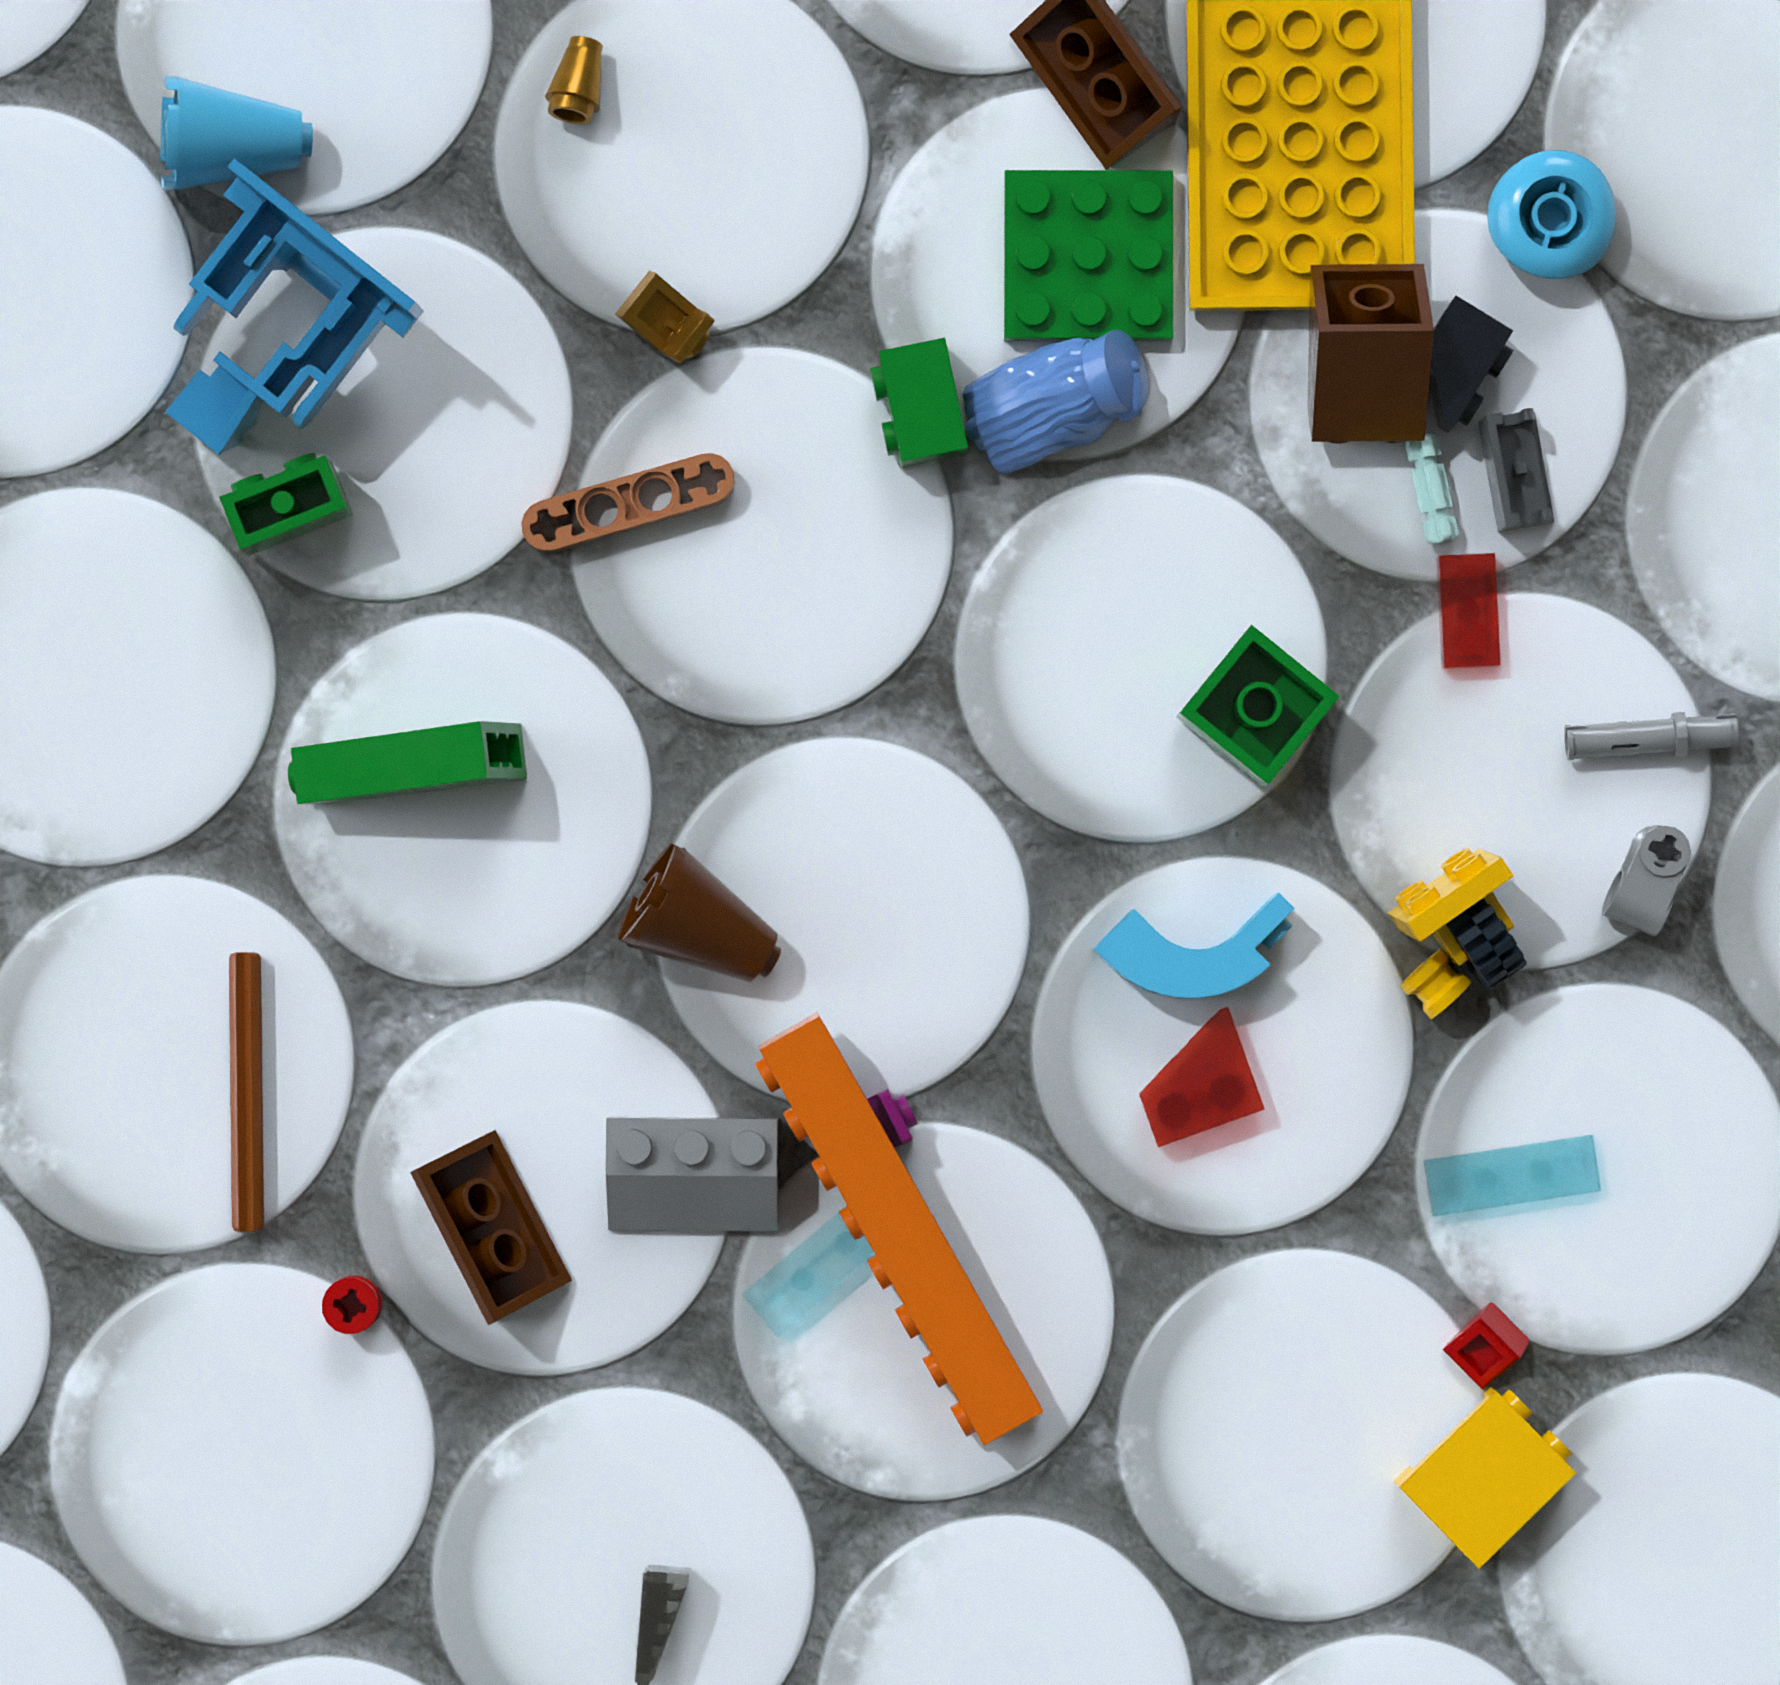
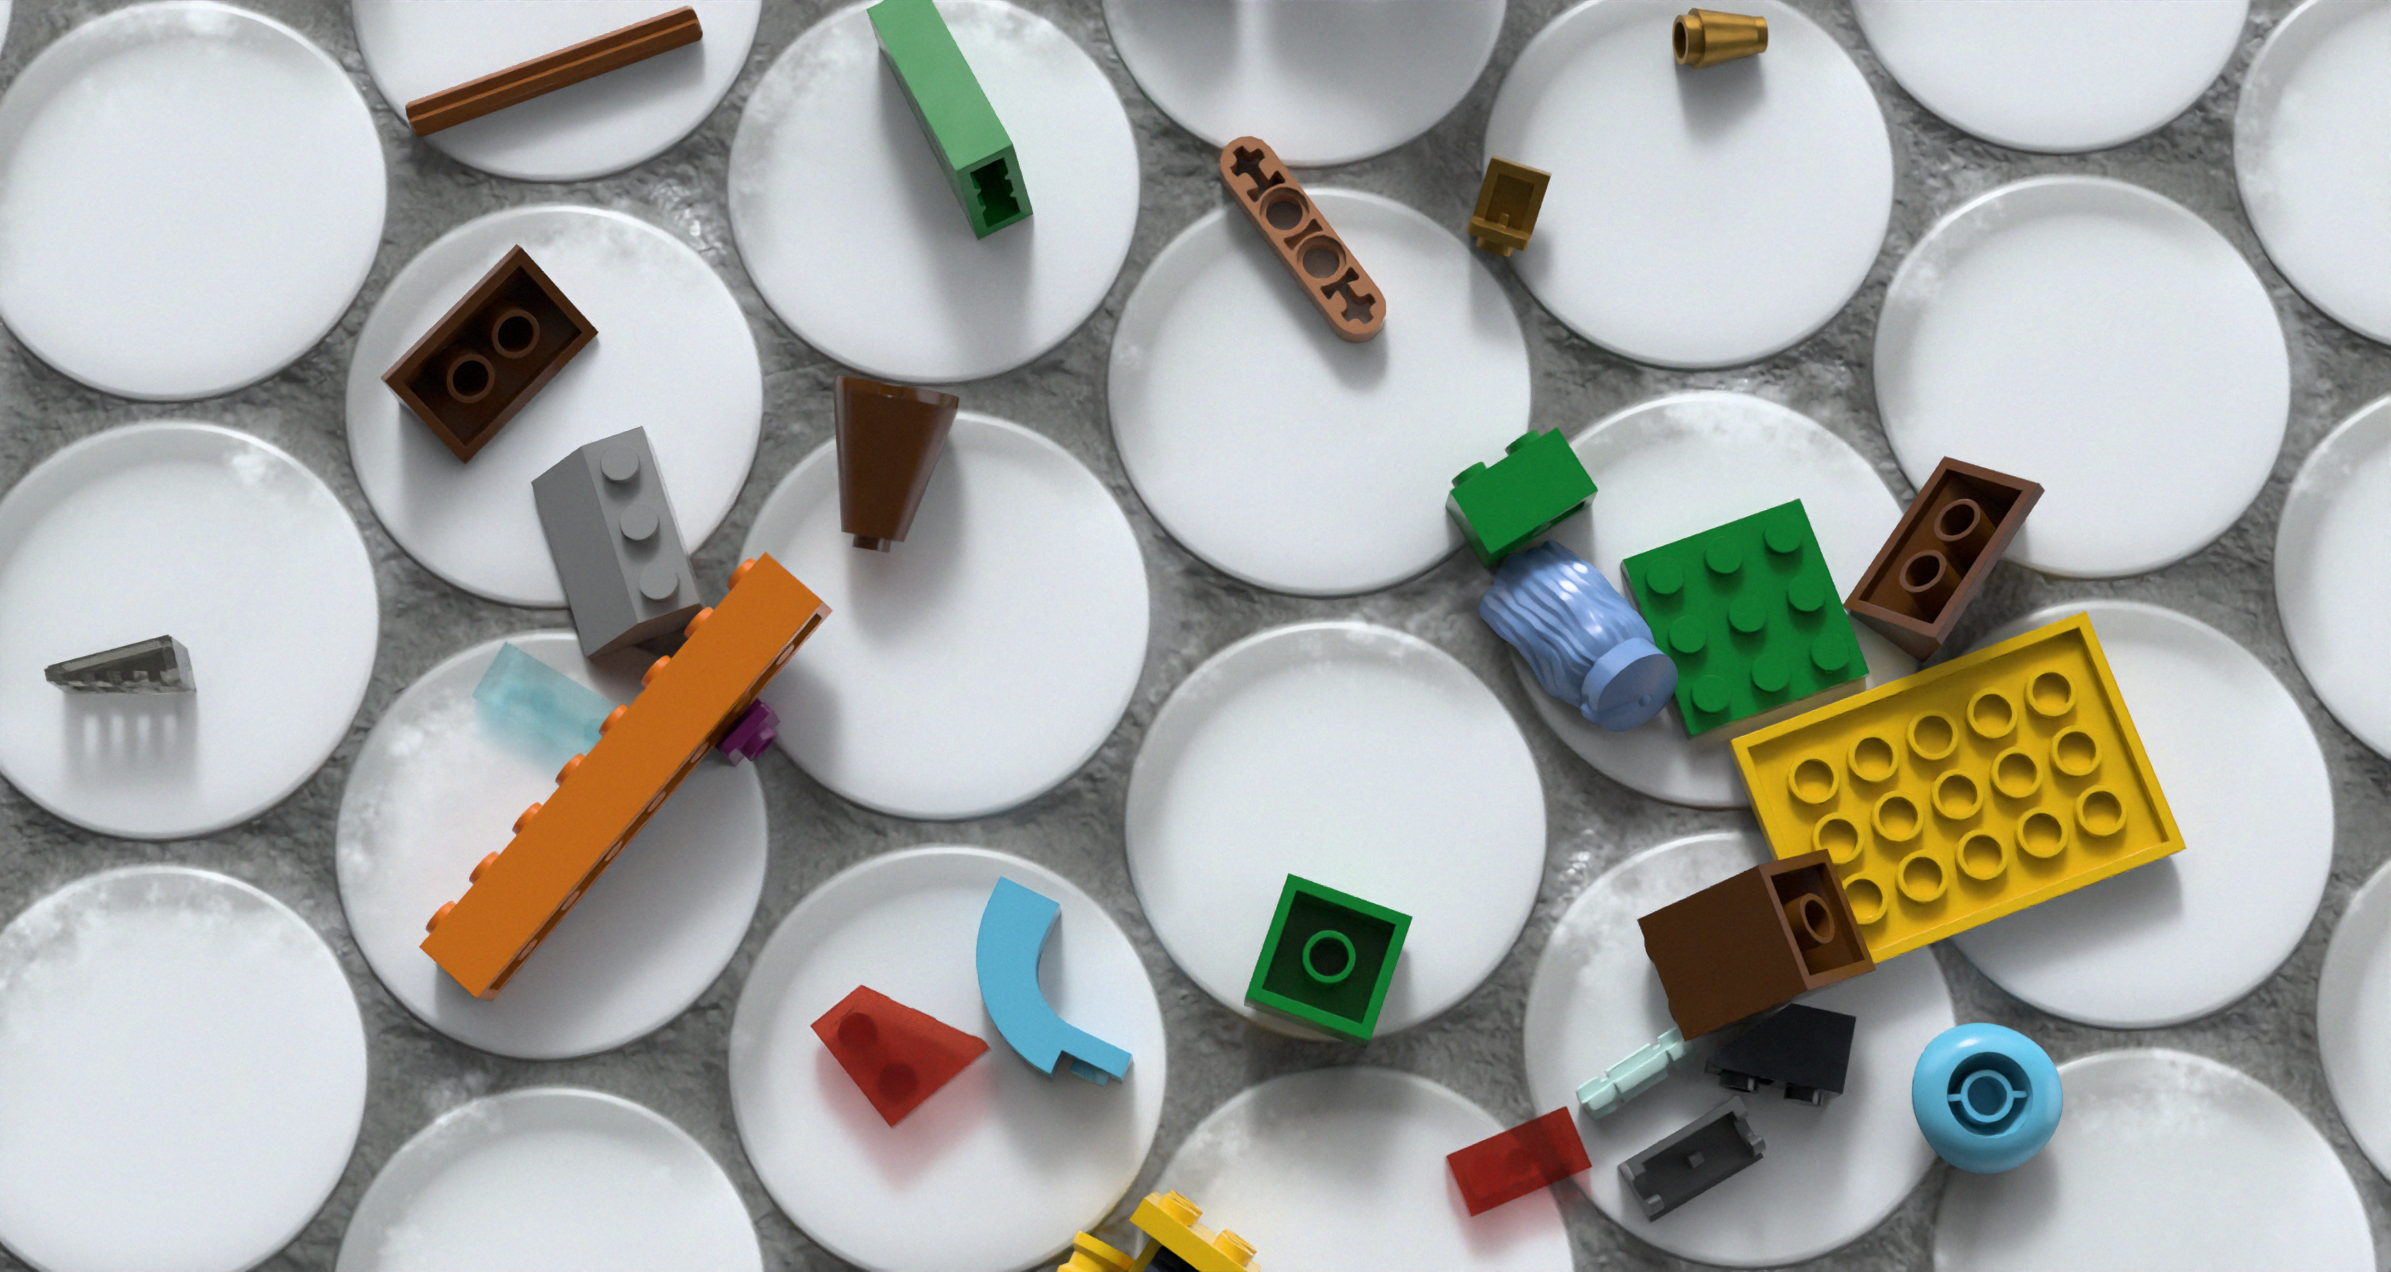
camera: 70 degrees right, 10 degrees down
(364, 1296) = (372, 261): red wheel -> none

